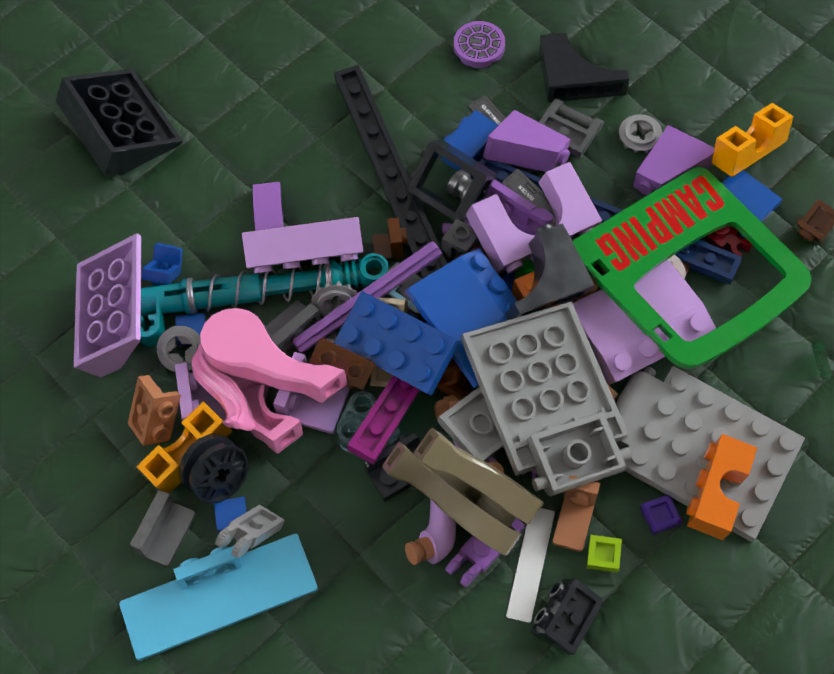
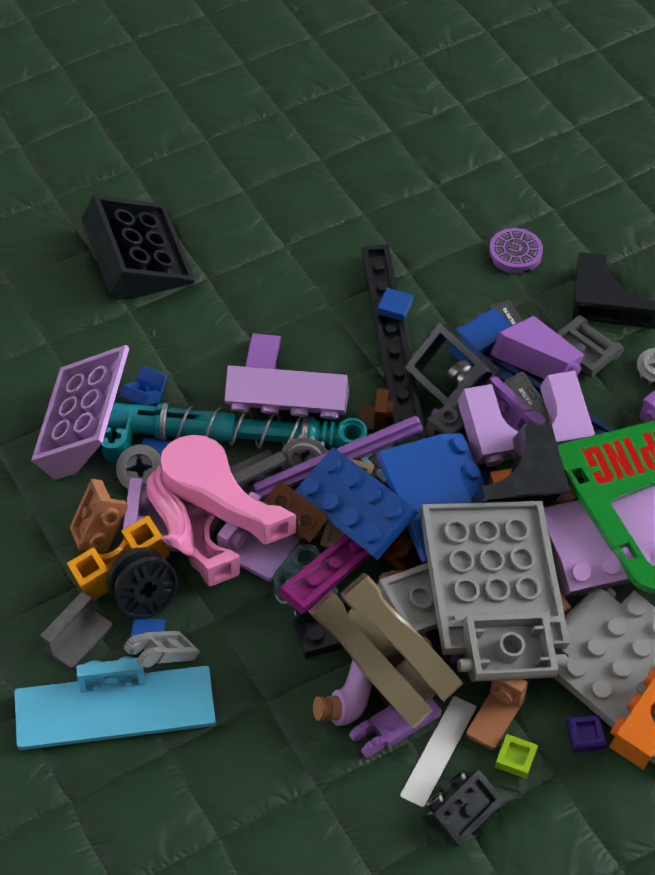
camera: 10 degrees right, 10 degrees down
(381, 126) = (395, 304): none -> blue tile

